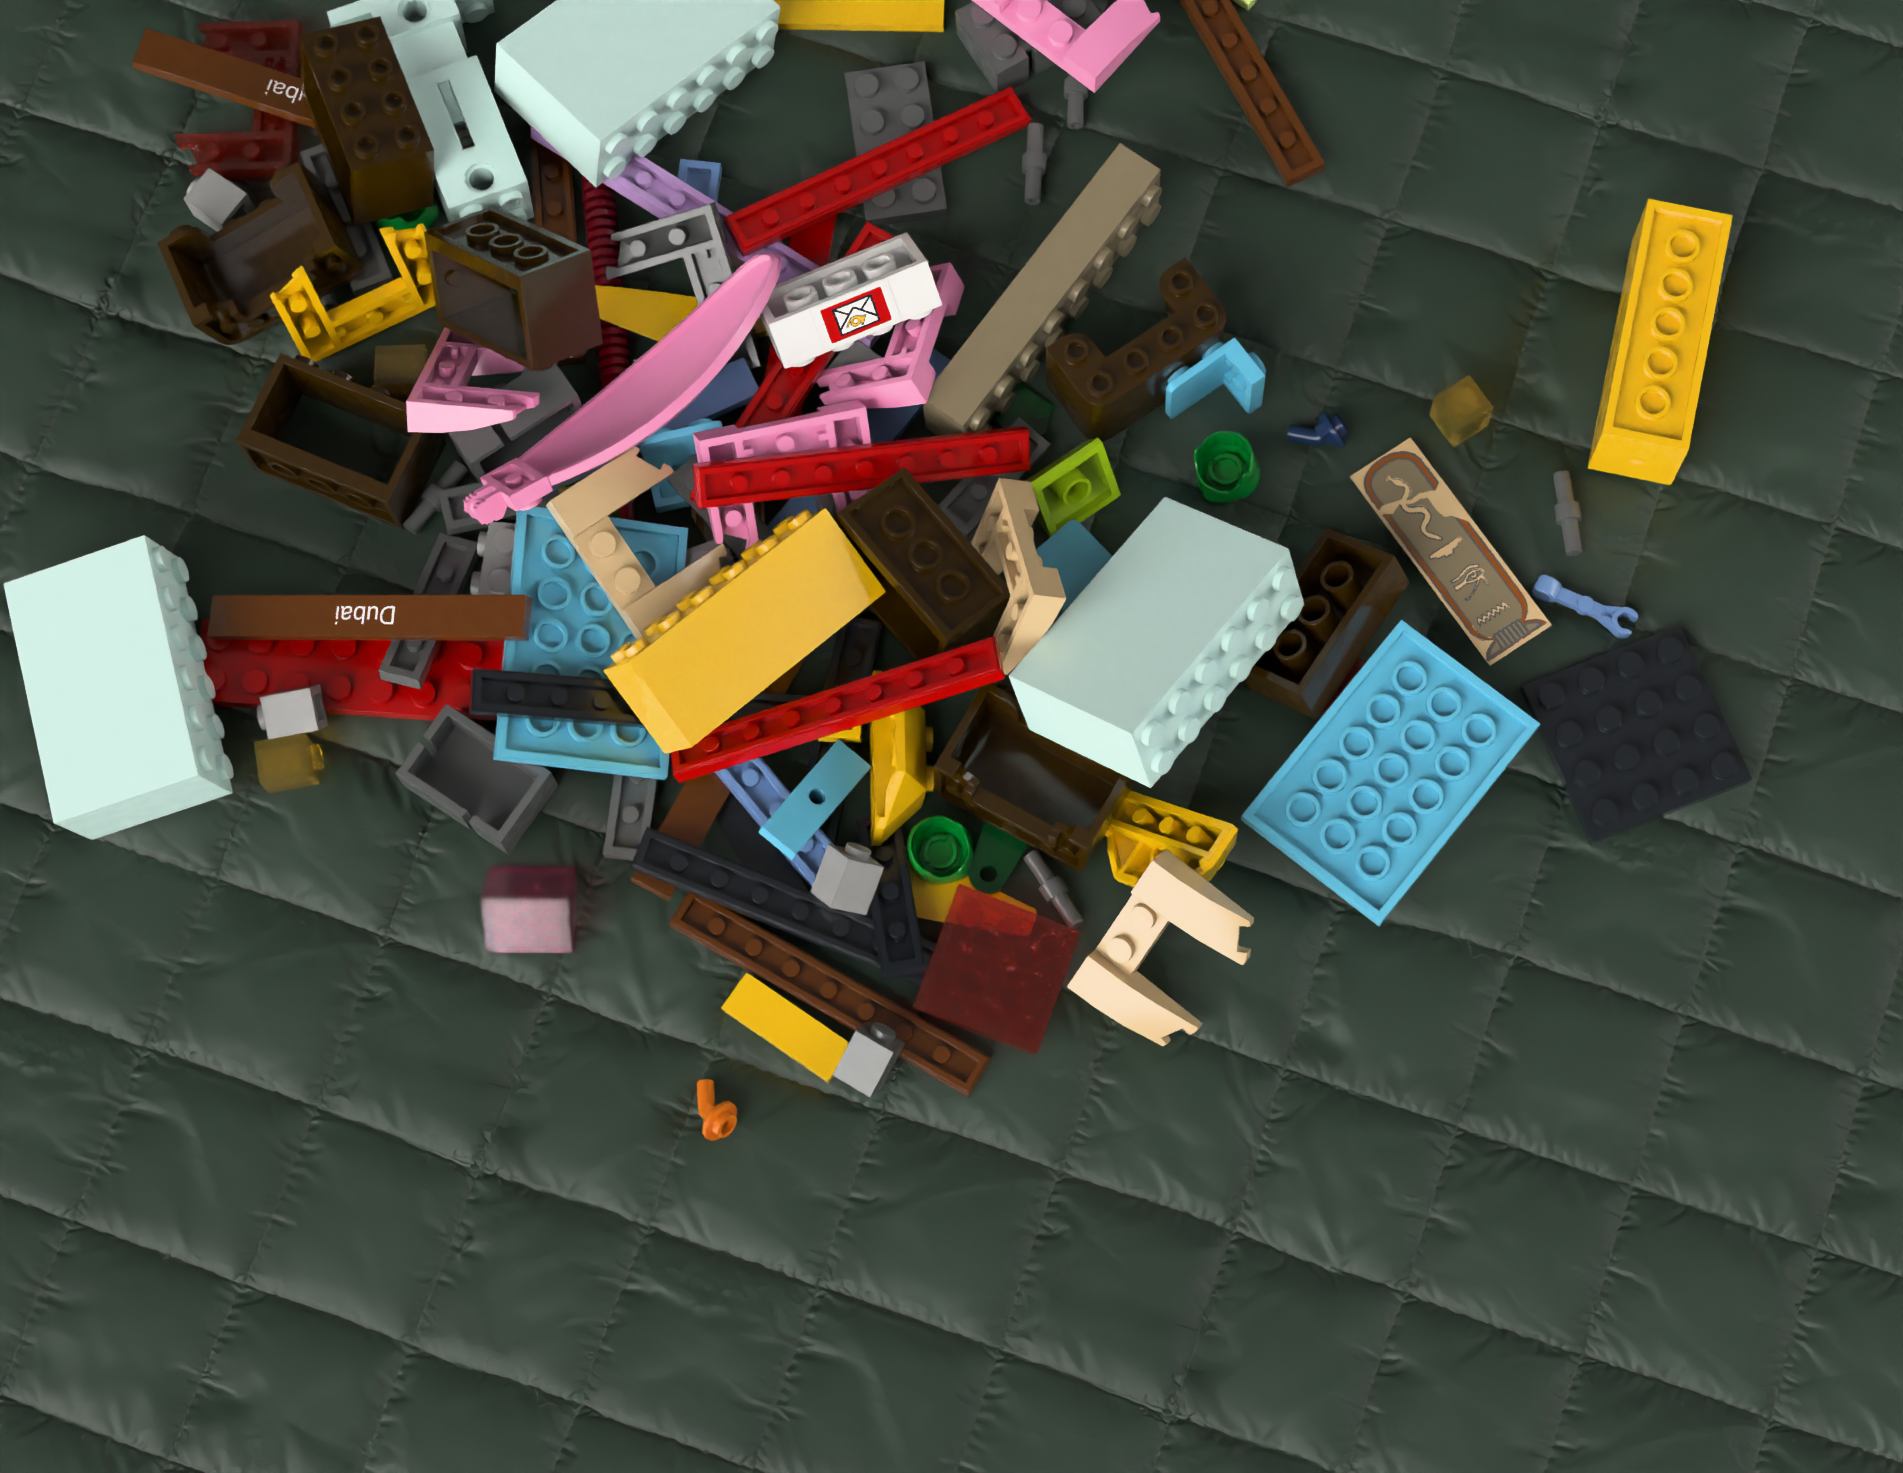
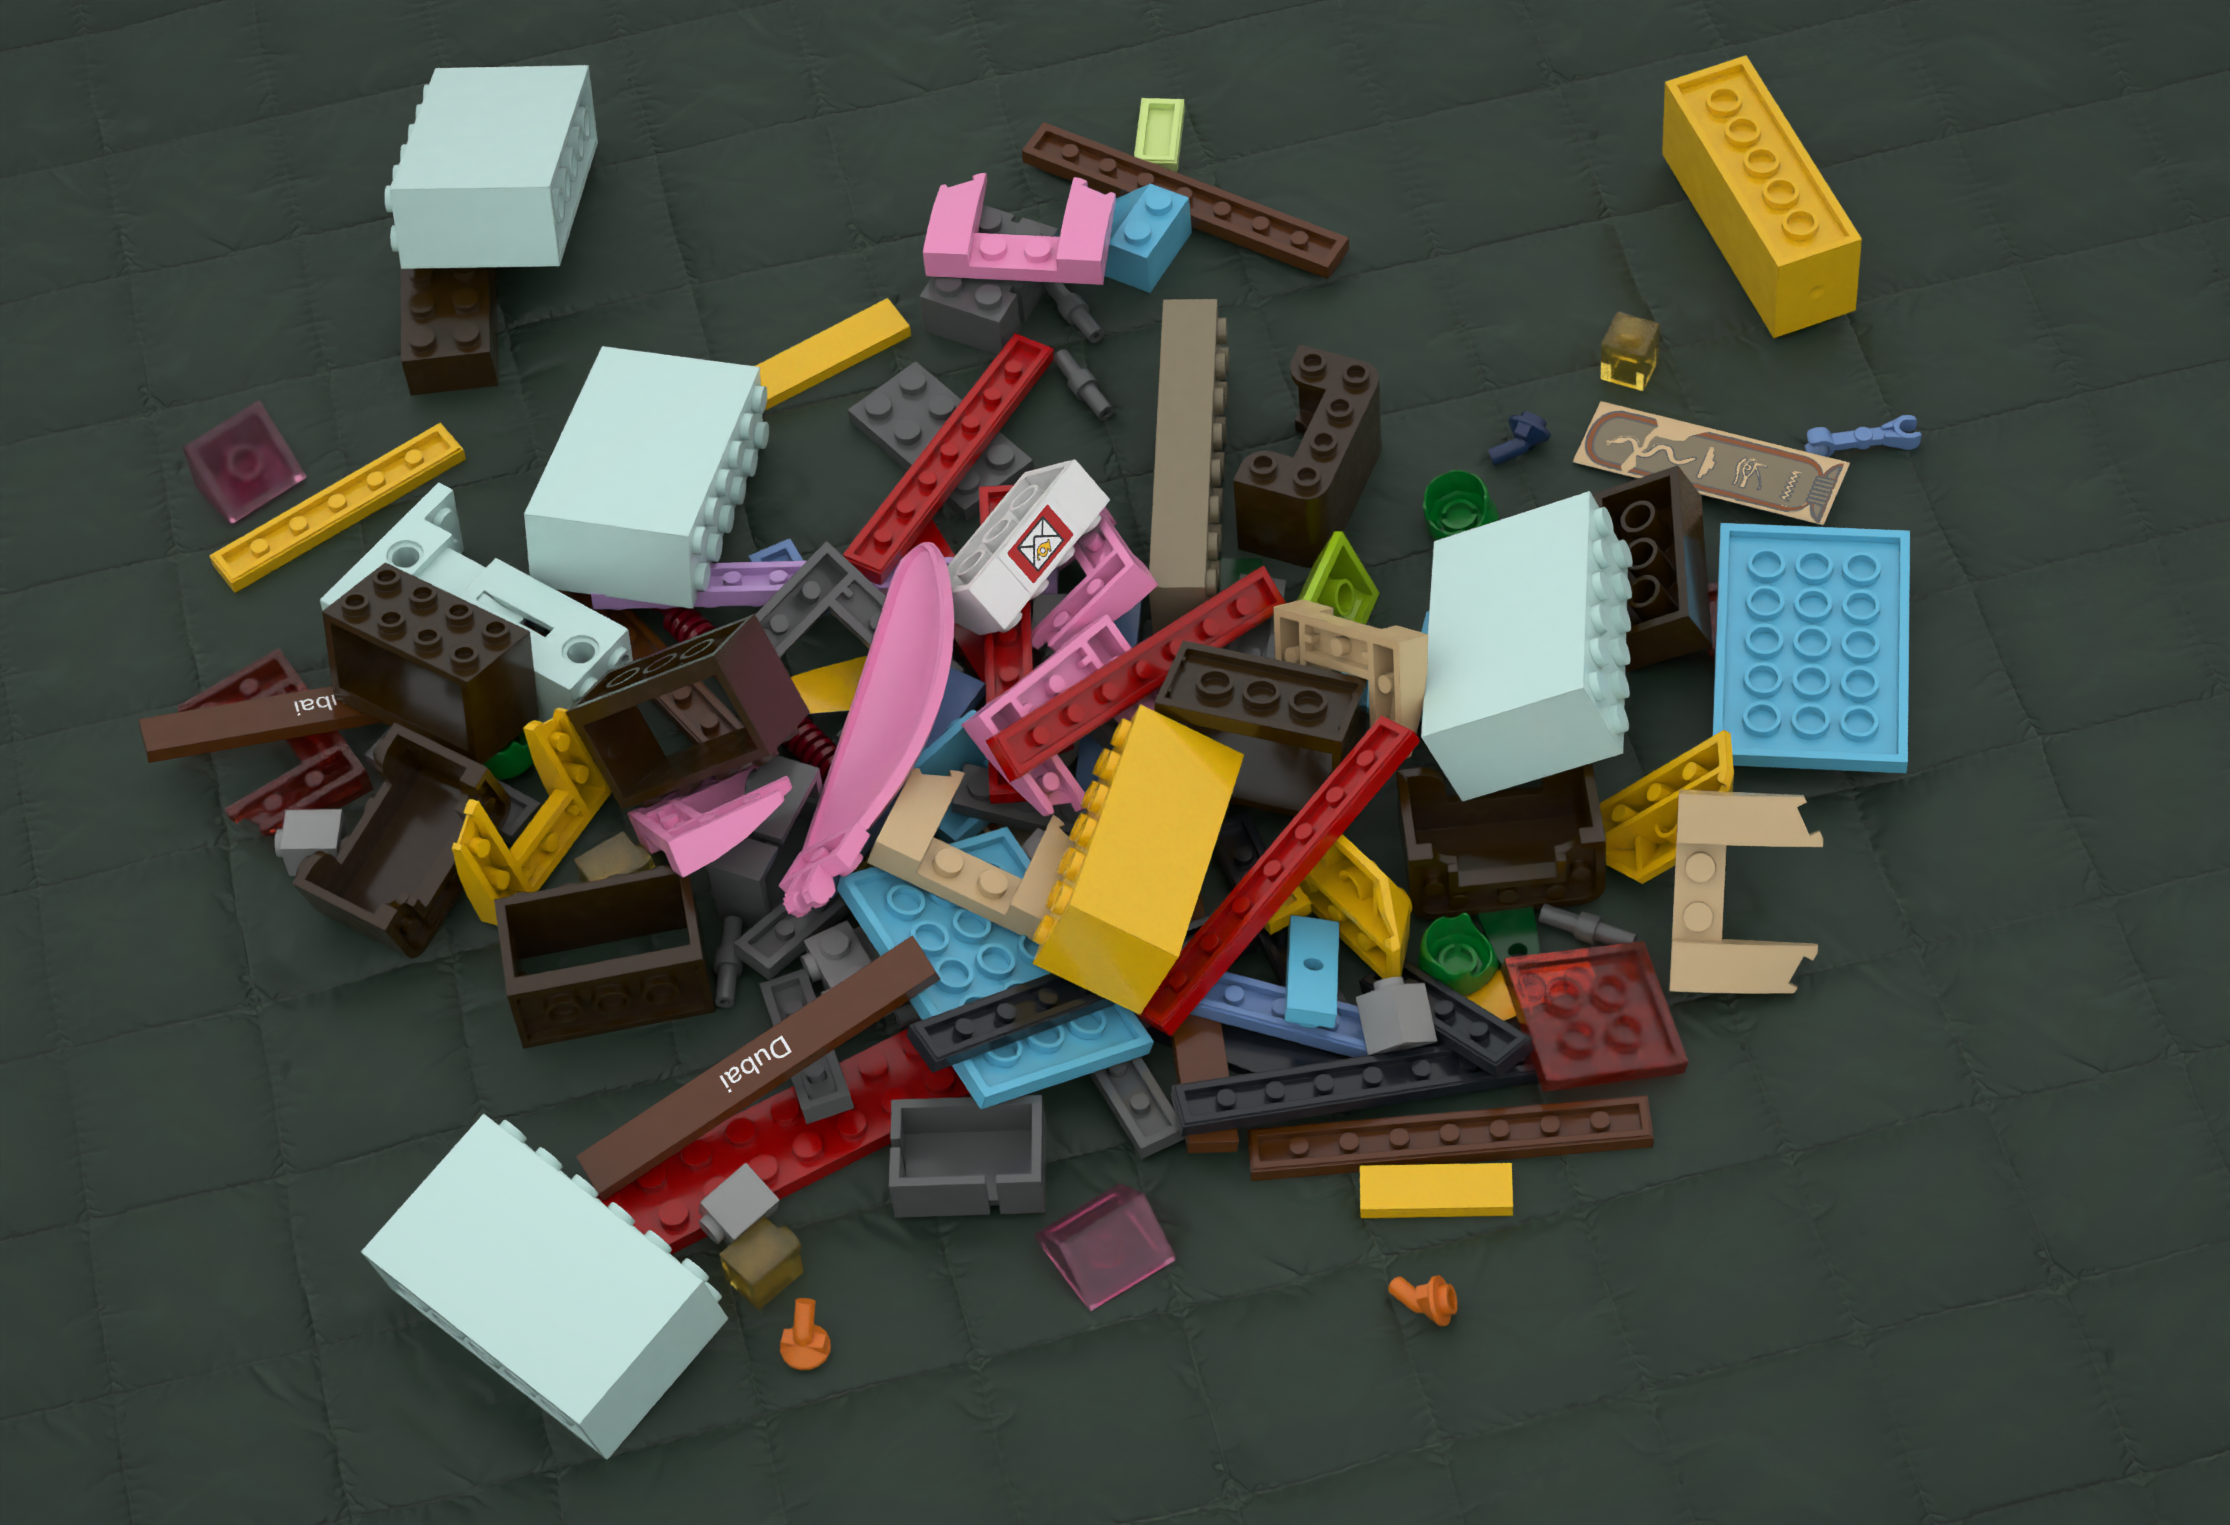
camera: 35 degrees left, 20 degrees down
(276, 844) = (805, 1343): none -> orange plate
(869, 1057) = (1538, 1155): brick -> none
(1173, 58) = (1147, 235): none -> medium azure slope
(1221, 364) = (1407, 428): medium azure bracket -> none
(1567, 513) = (1787, 378): dark grey bar -> none
(1635, 734) = (1994, 508): black plate -> none

